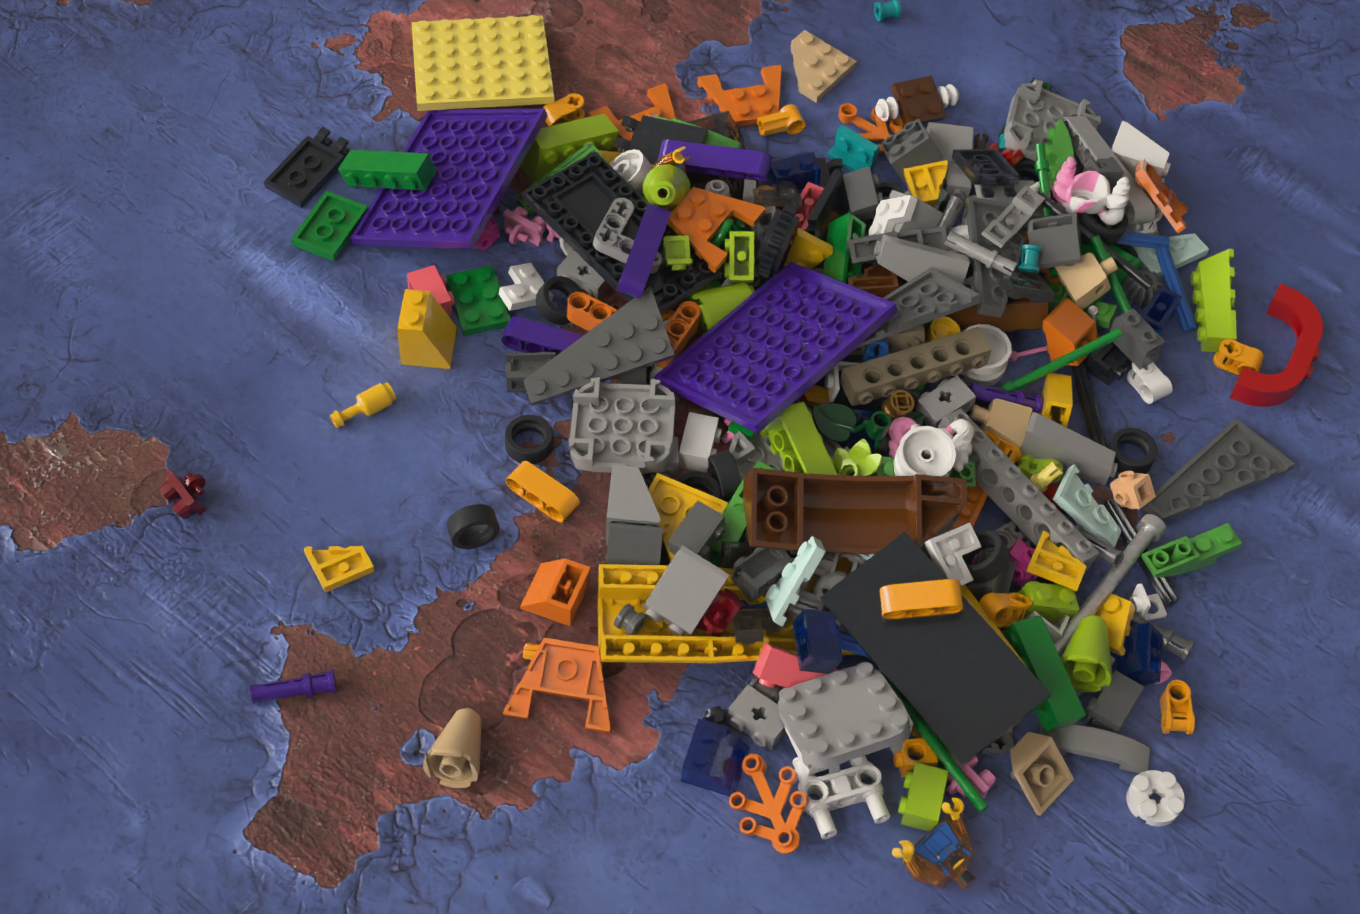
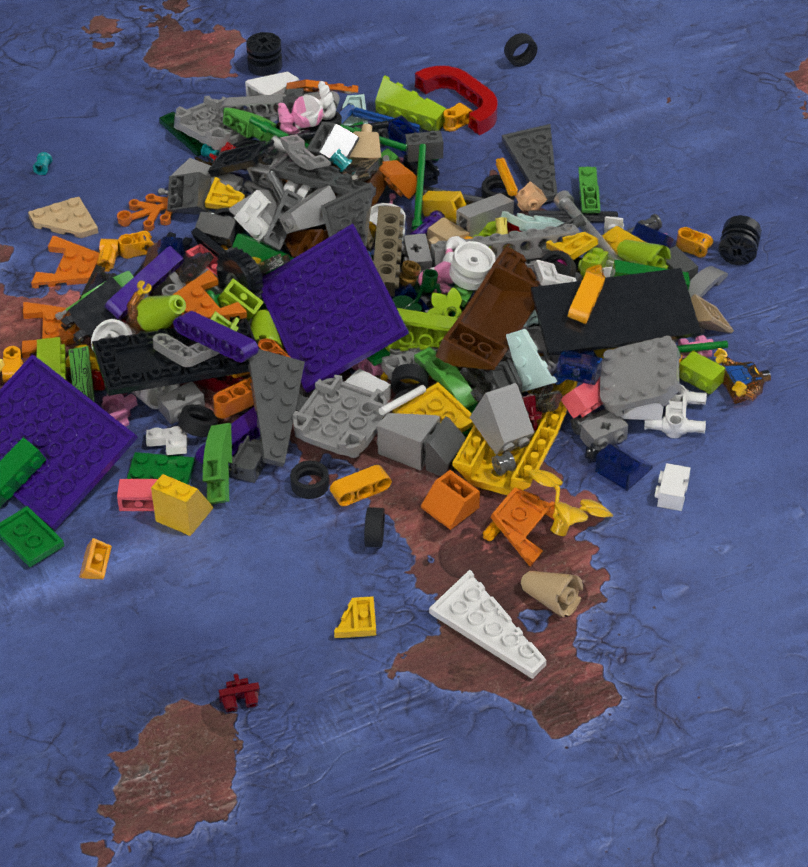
camera: 60 degrees left, 10 degrees down
(307, 686) = (453, 664): dark purple pin -> none
(326, 295) = (95, 560): none -> light orange slope
(368, 402) = (220, 561): yellow piece -> none
(389, 687) = (485, 622): none -> white wing
(502, 333) = (215, 463): none -> bright green slope
(557, 720) = (563, 513): none -> yellow plant
(668, 474) = (402, 400): none -> white bar
(698, 530) = (457, 401): dark grey hinge -> none
(702, 829) = (673, 486): none -> white brick
(772, 806) = (672, 445): orange plant -> none
(809, 137) = (134, 244): none -> light orange piece
(815, 263) = (273, 263): none -> clear smoke plate
(853, 149) = (165, 221): teal bracket -> none
(917, 100) = (144, 177): reddish brown plate -> none
(982, 254) = (333, 174): light grey pin -> none
(1148, 448) = (506, 177): none -> light orange axle
(1149, 382) = (451, 162): white piece -> none
(1166, 787) = (755, 274): white plate -> none
(1205, 762) = (740, 240): none -> black wheel
(1206, 125) = (264, 54): none -> black wheel

